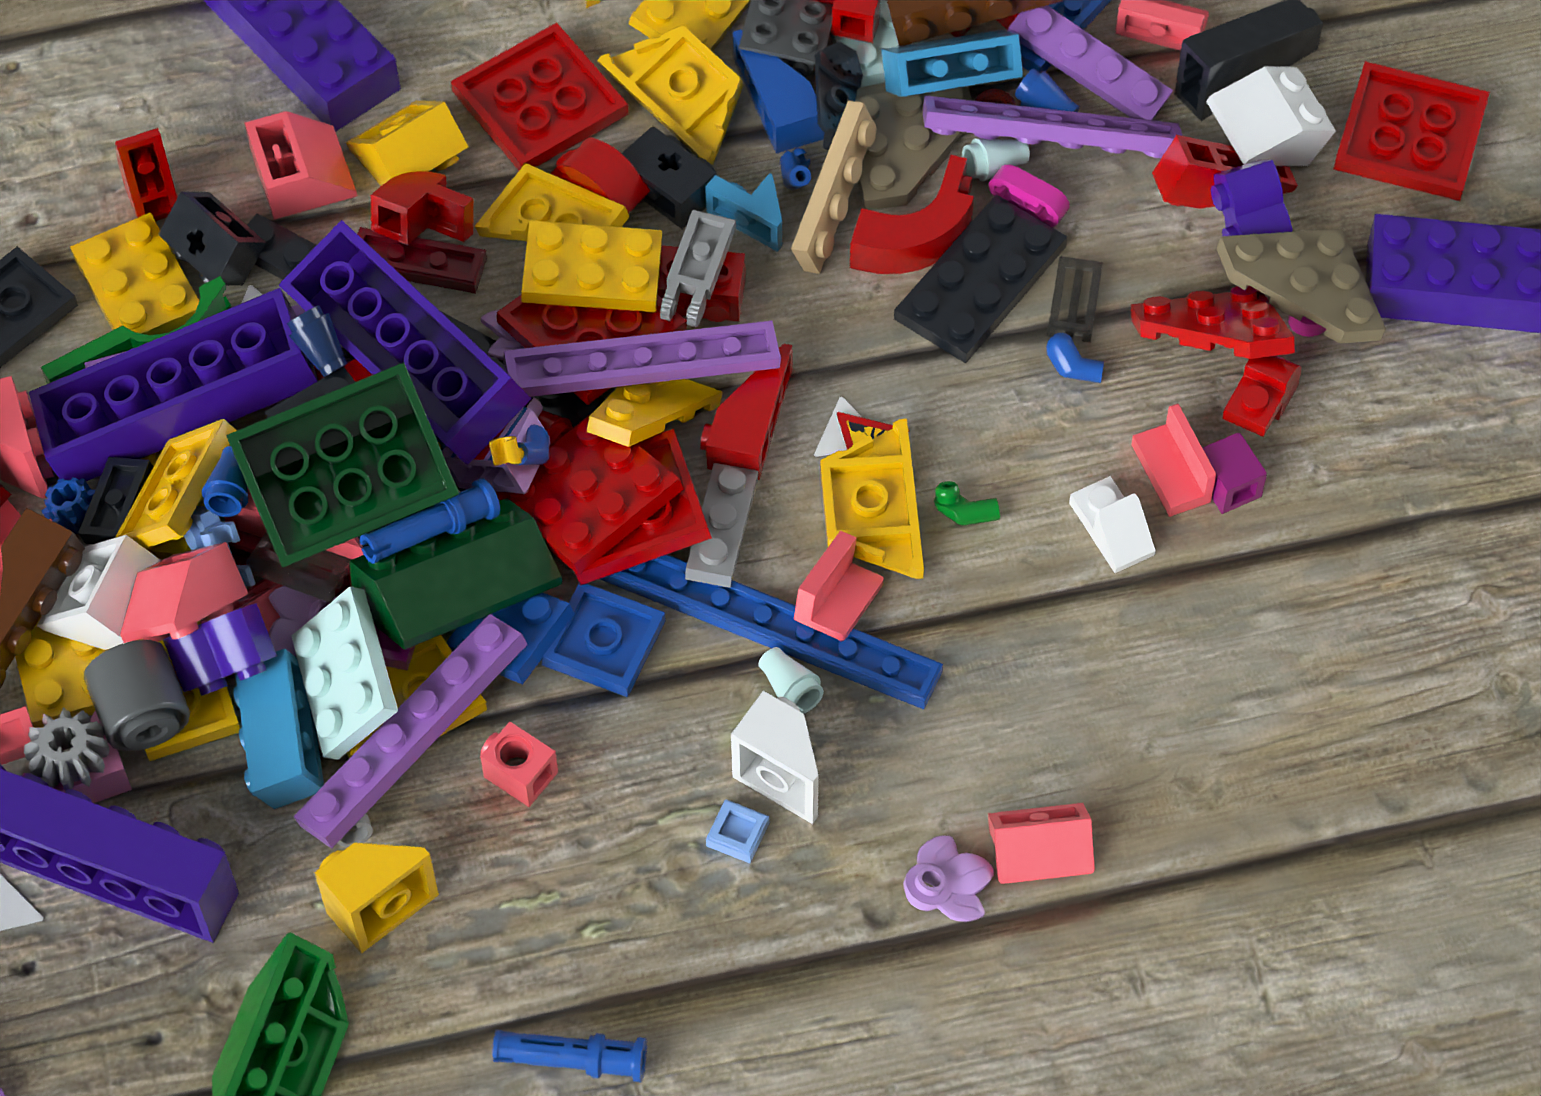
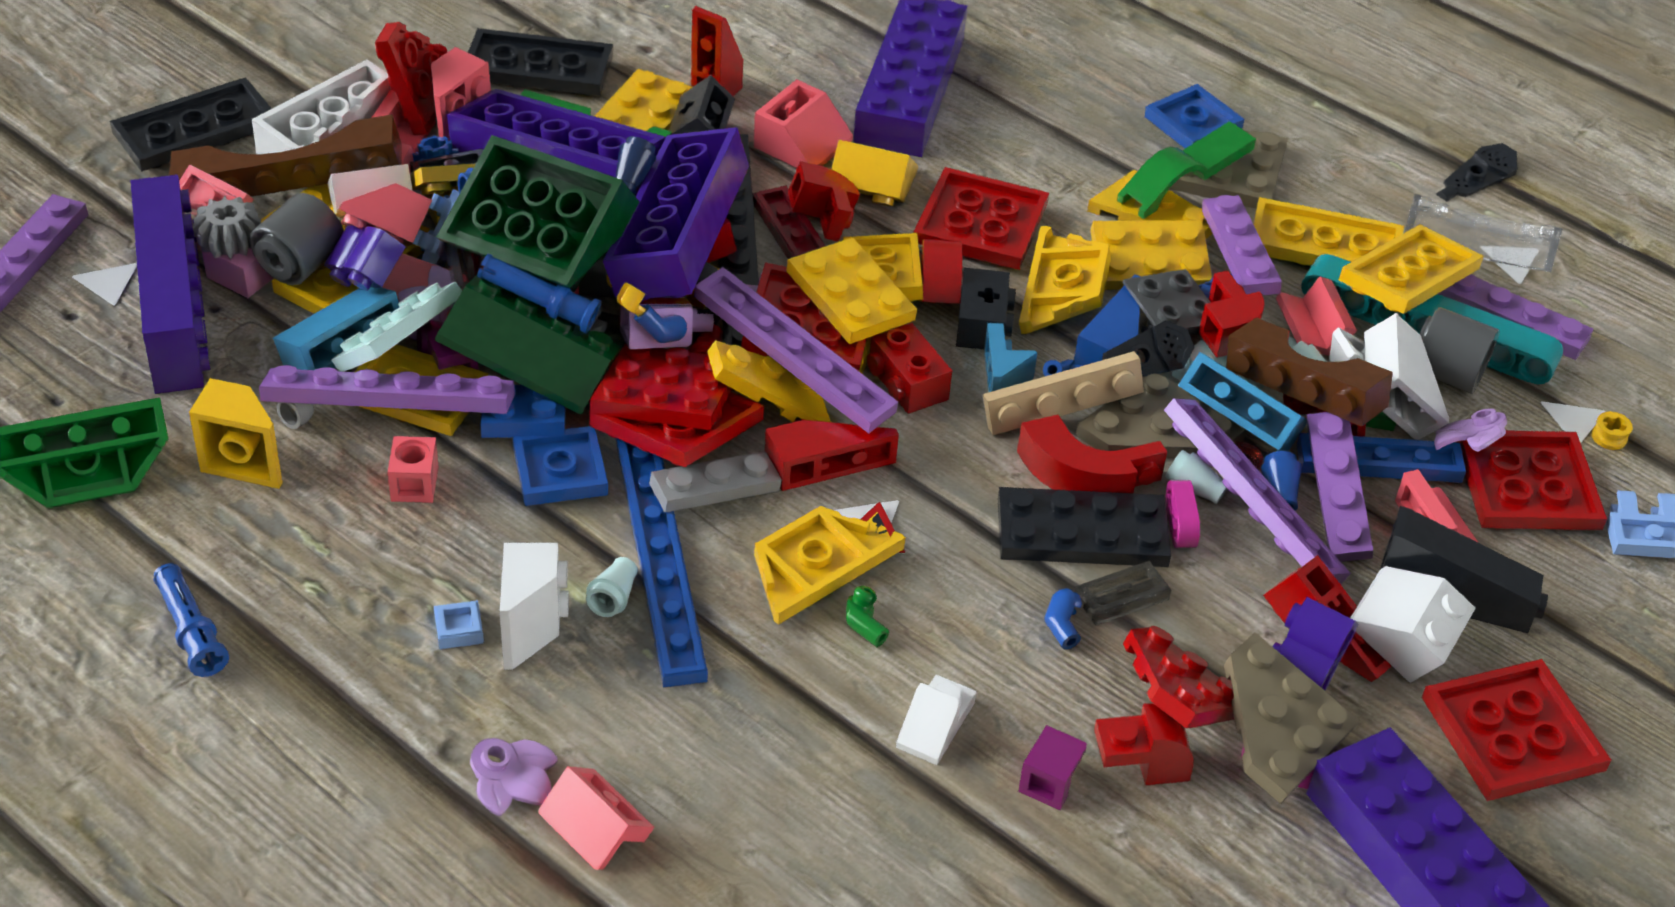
camera: 50 degrees right, 15 degrees down
(697, 264) = (902, 340): light grey hinge -> none
(836, 590) = (714, 568): coral panel -> none
(1176, 463) = (1023, 726): coral panel -> none

